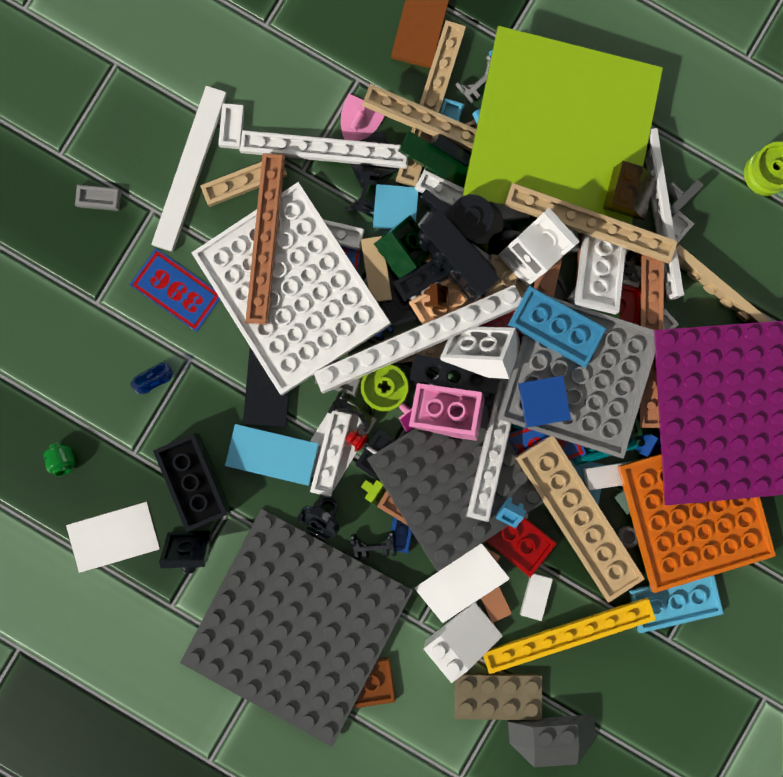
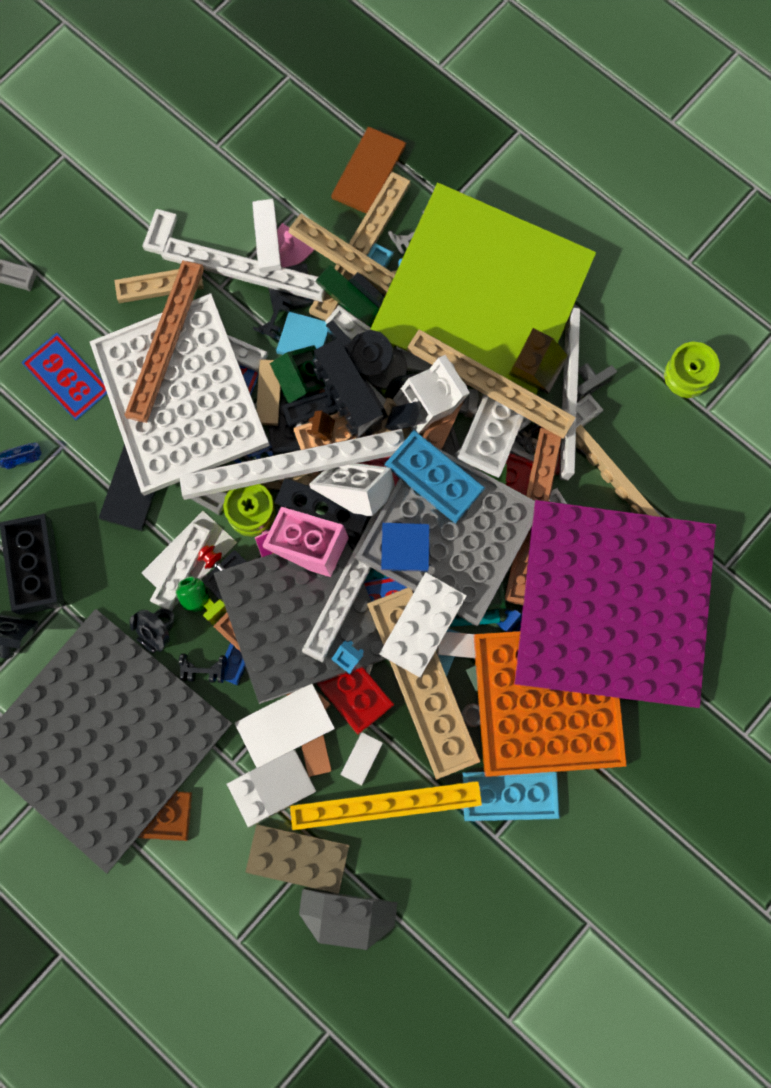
camera: 20 degrees right, 10 degrees down
(189, 169) = (107, 265): white tile -> none
(272, 454) = (120, 555): medium azure tile -> none
(338, 111) = (266, 235): none -> white tile
(349, 479) = (192, 594): none -> green head
(363, 415) = (223, 534): black piece -> none
(515, 272) = (403, 416): none -> black tile
(573, 468) = (422, 624): none -> white plate

